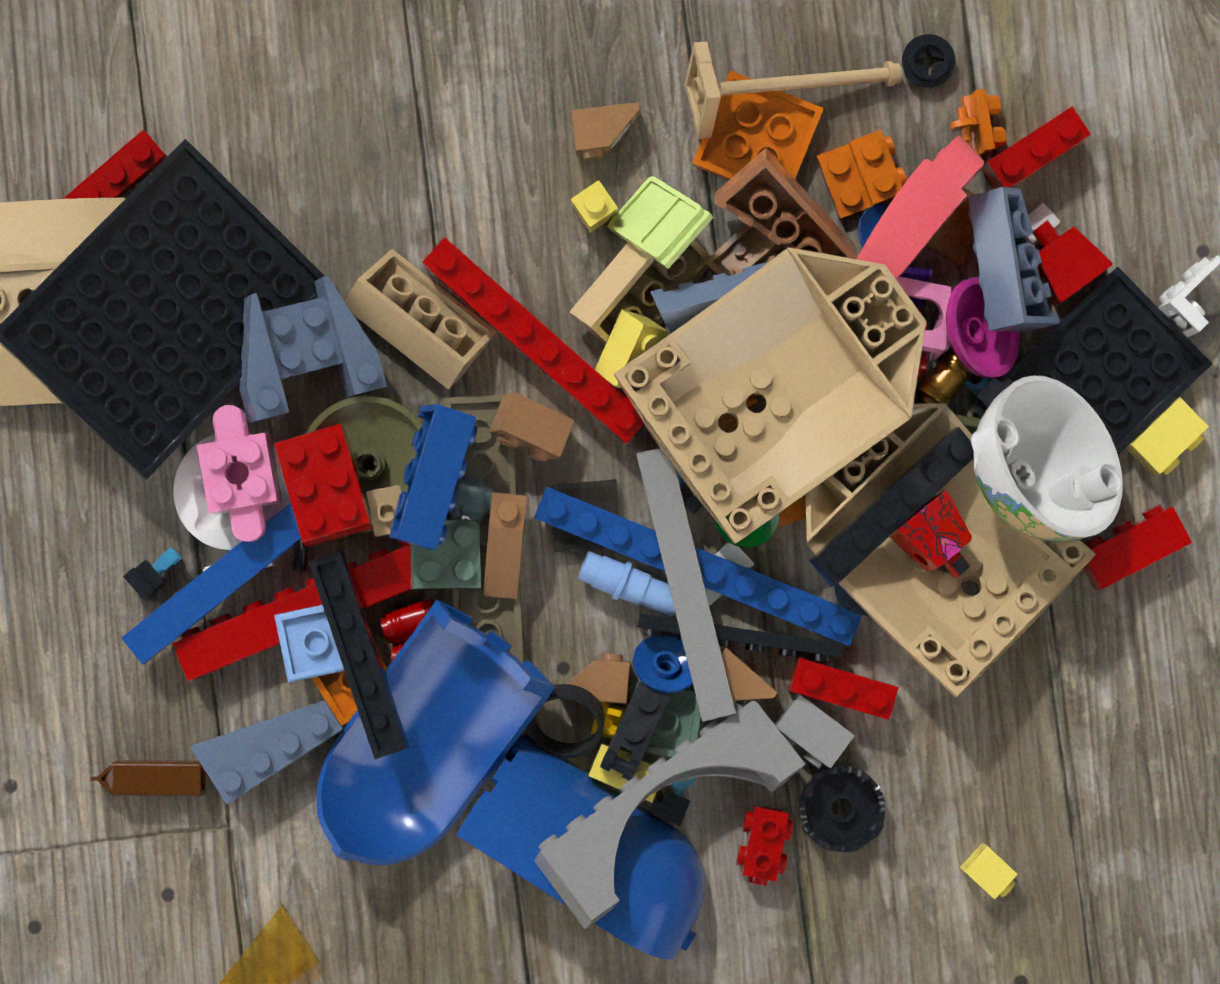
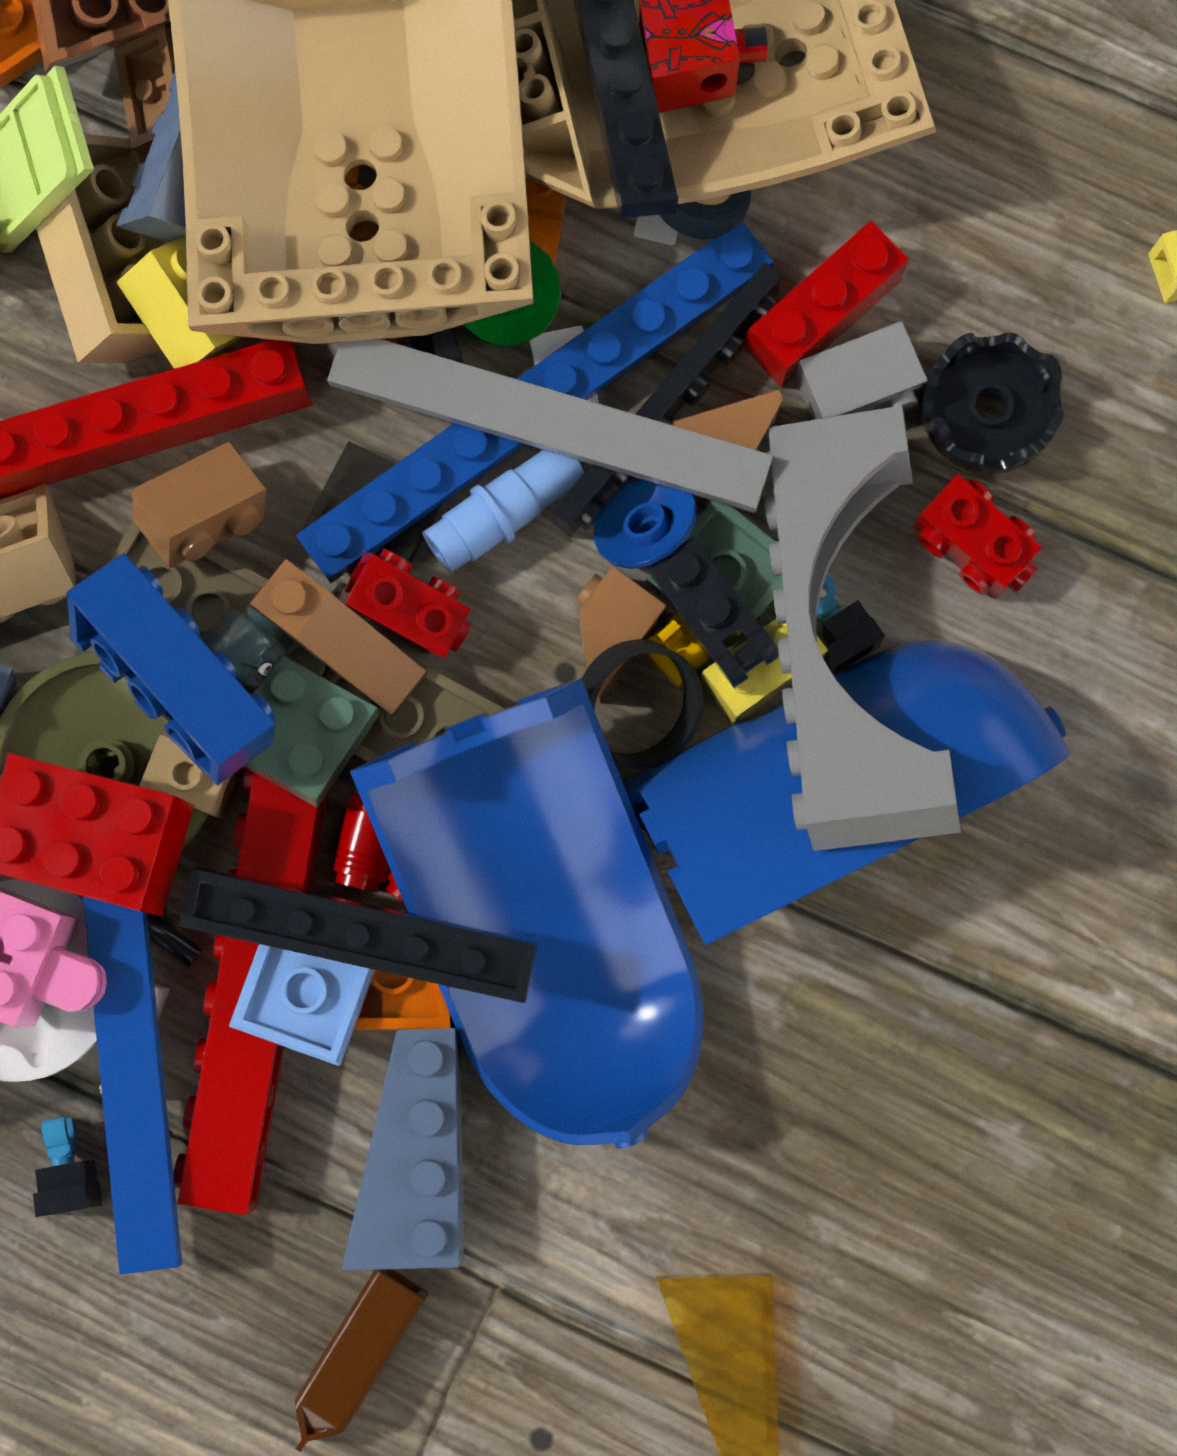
camera: 55 degrees left, 5 degrees down
(544, 567) = (406, 605): none -> red brick

